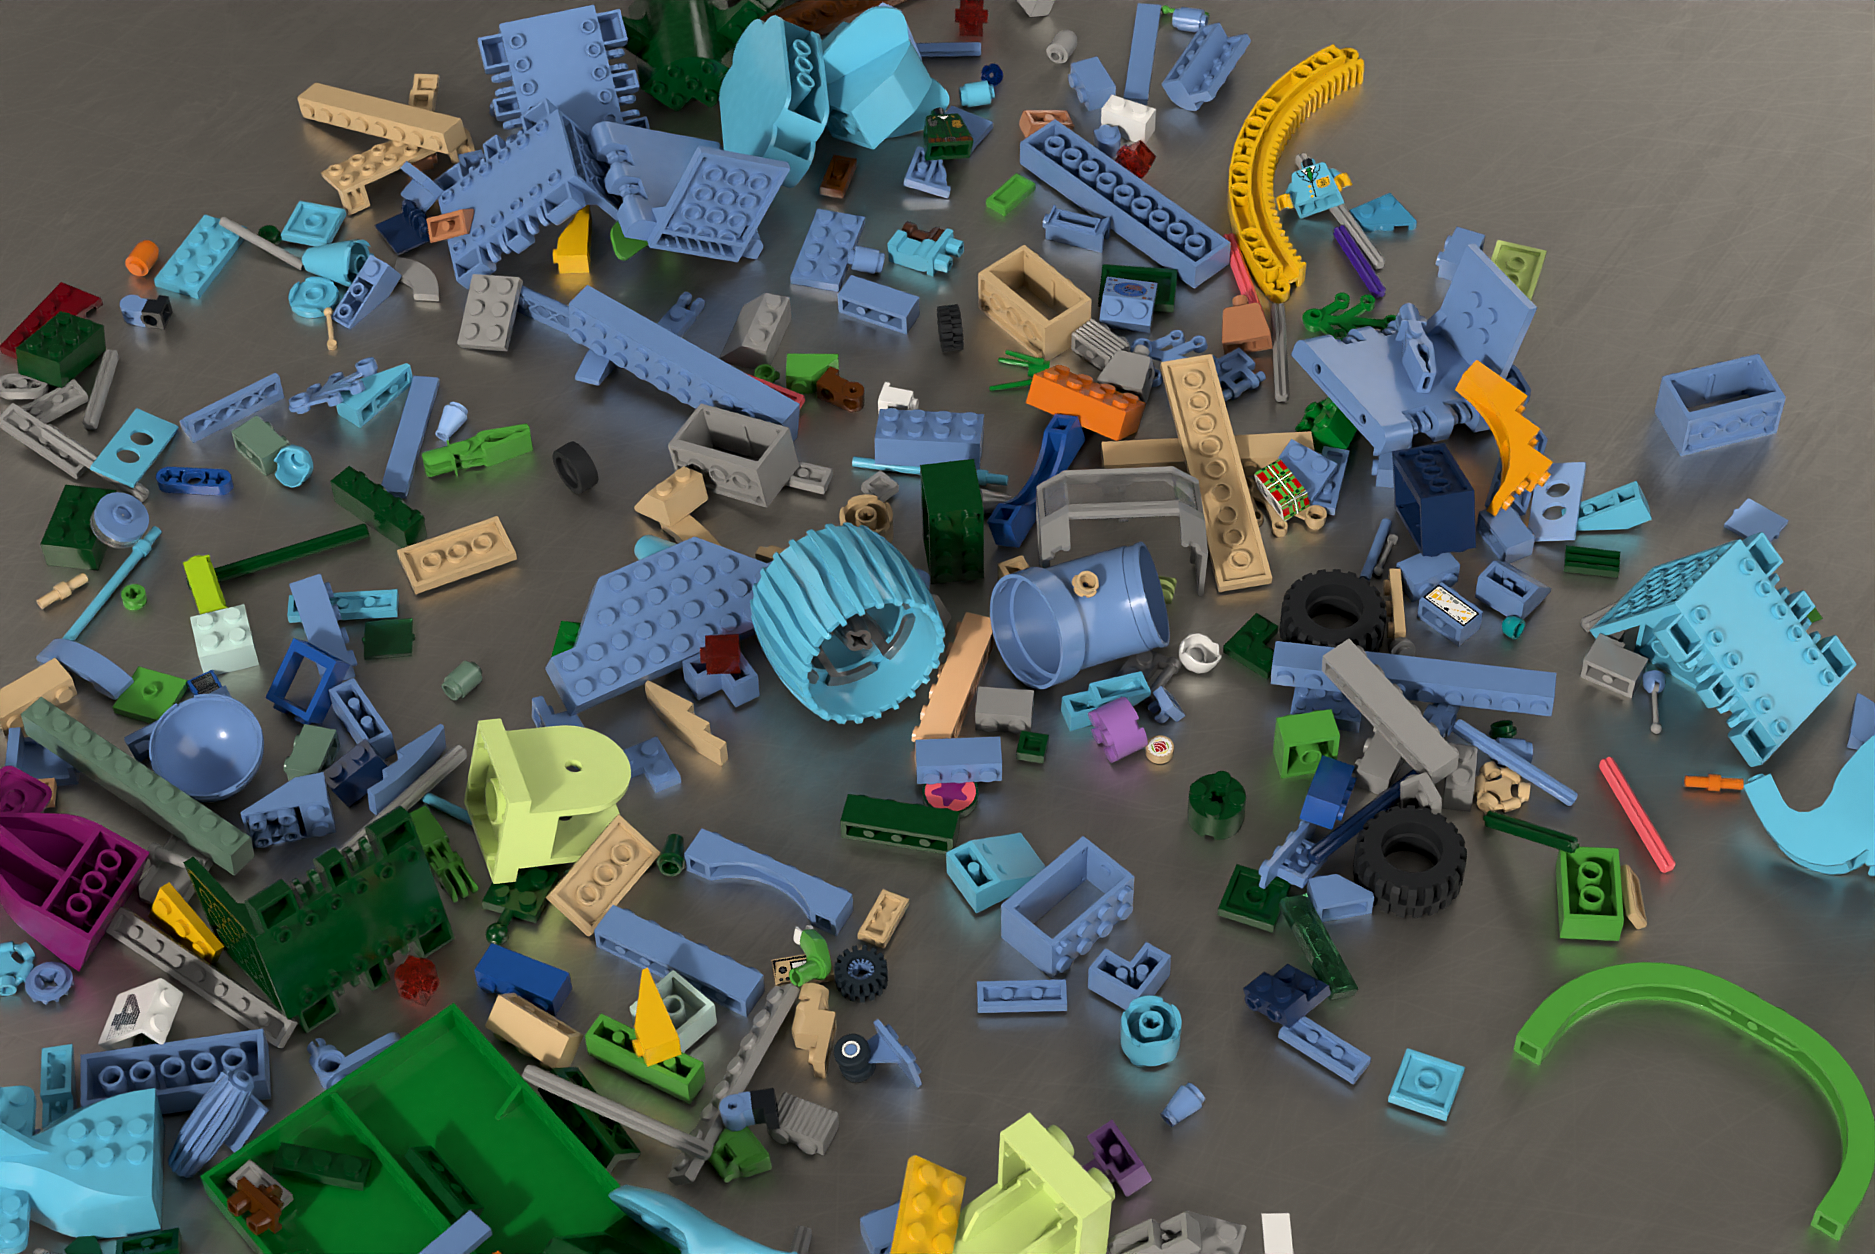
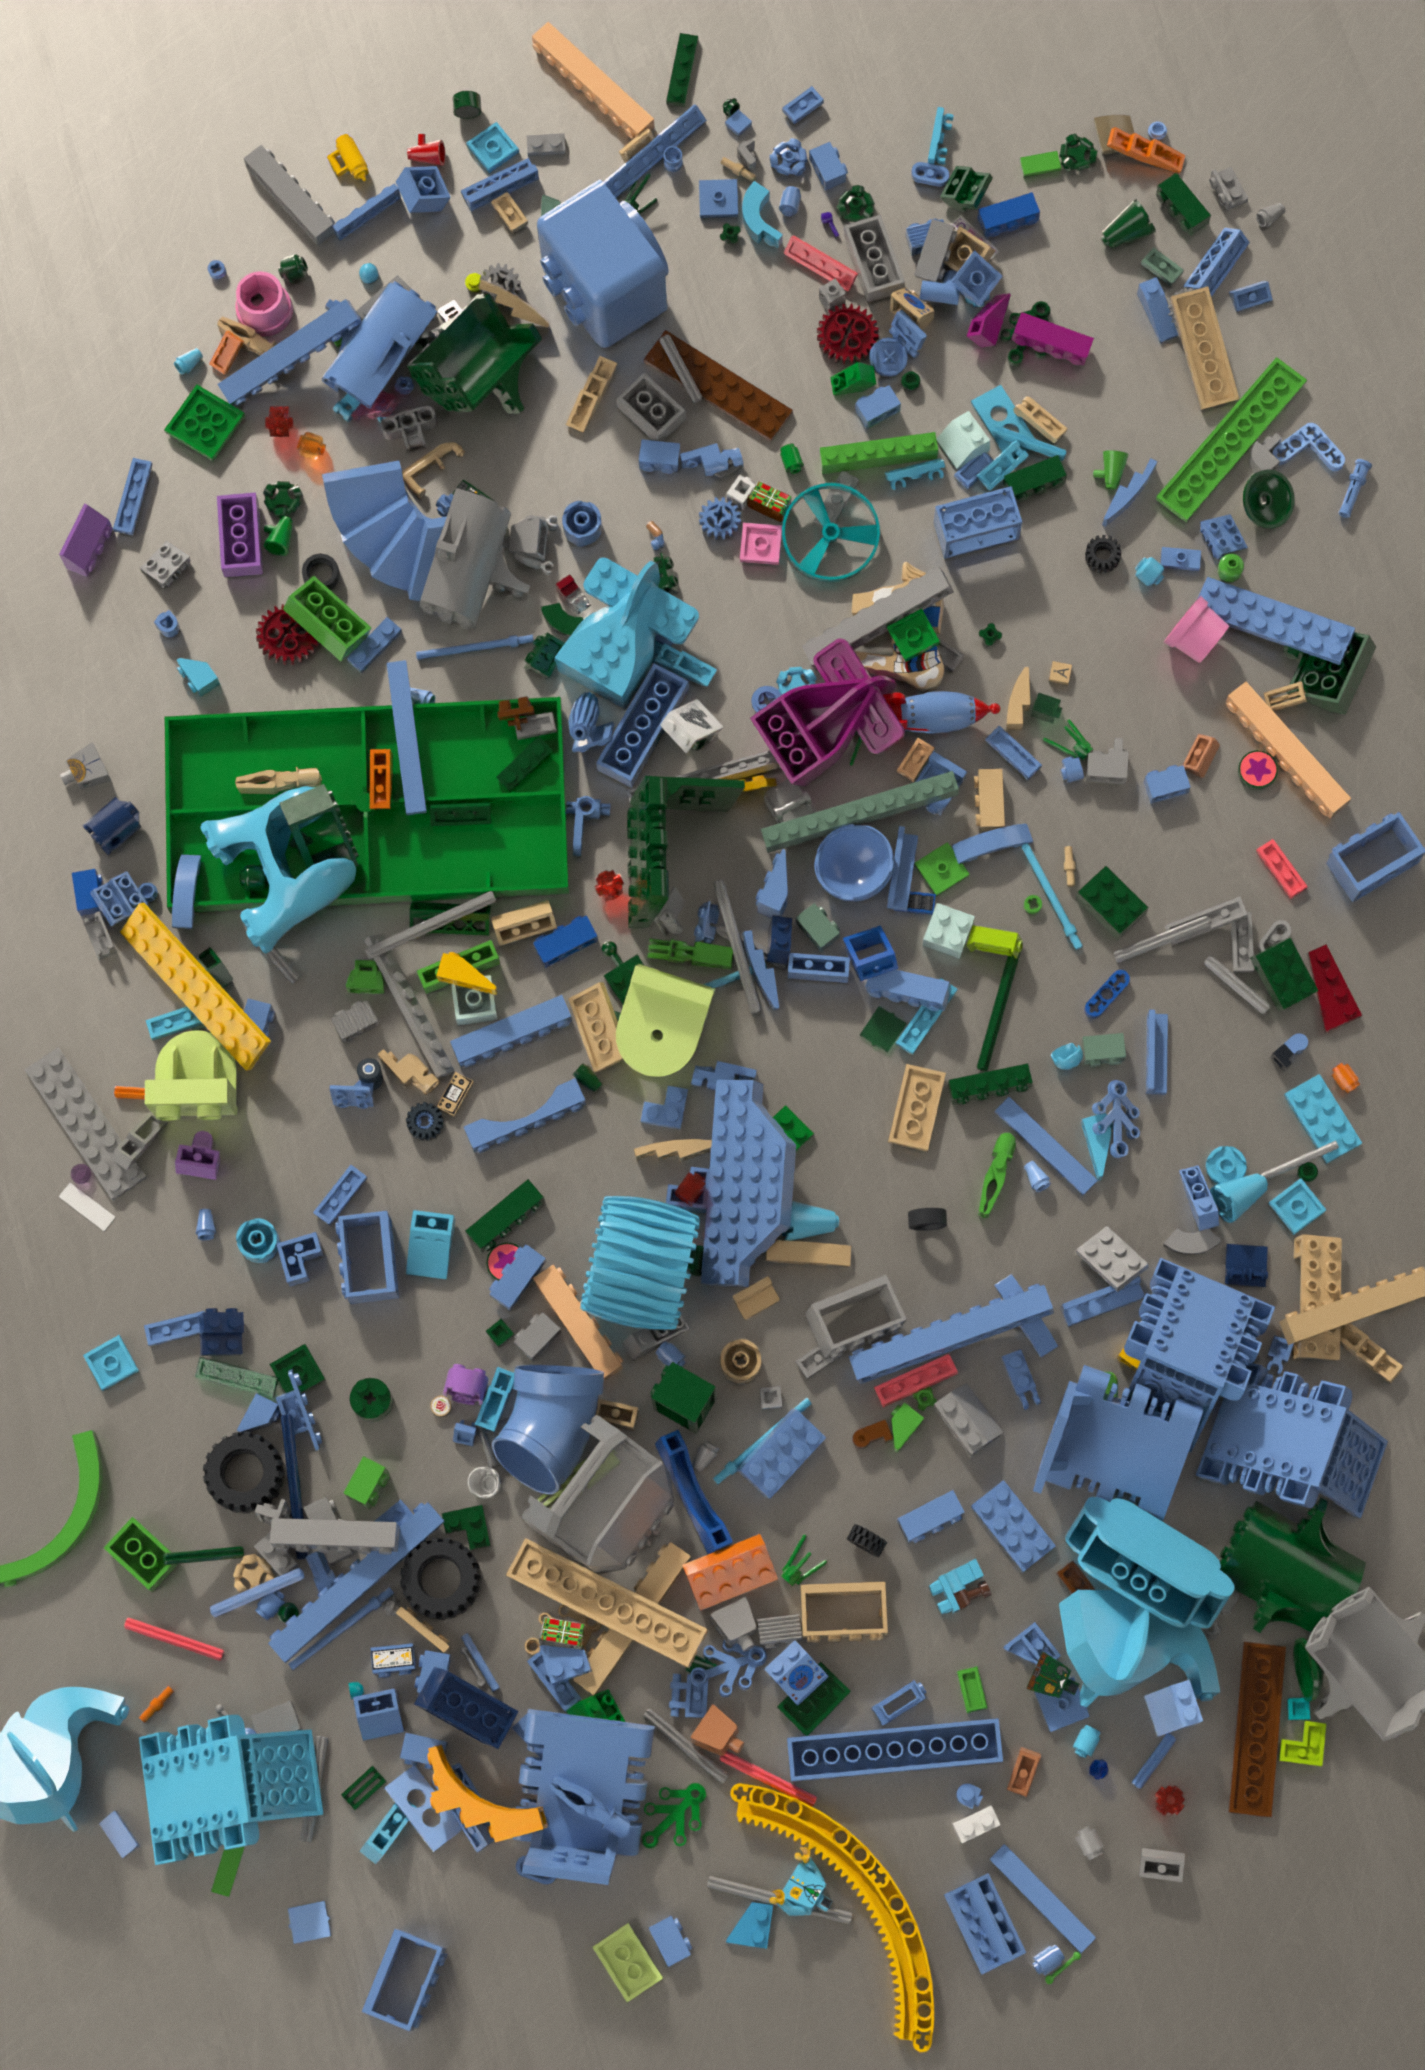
camera: 130 degrees right, 25 degrees up
(119, 520) = (1087, 919): medium blue piece -> none
(130, 473) = (1166, 998): medium azure piece -> none
(331, 344) = (1172, 1151): tan hinge -> none
(420, 189) = (1274, 1293): medium blue panel -> none
(450, 225) = (1213, 1284): nougat slope -> none
(462, 680) = (810, 1046): sand green brick -> none
(674, 497) = (858, 1261): tan slope -> none
(750, 1109) = (375, 992): leg -> none
(817, 957) = (448, 1100): bright green arm -> none
(866, 259) = (978, 1538): medium blue brick -> none
(883, 918) = (451, 1160): tan plate -> none
(896, 398) = (832, 1461): white brick -> none
(1091, 83) = (1034, 1831): medium blue brick -> none
(1091, 581) = (535, 1407): tan plate -> none
(1136, 158) = (929, 1791): clear red brick -> none
(1328, 793) = (321, 1464): blue brick -> none
(1359, 262) = (722, 1870): dark purple axle -> none
(1632, 897) = (123, 1580): tan plate -> none

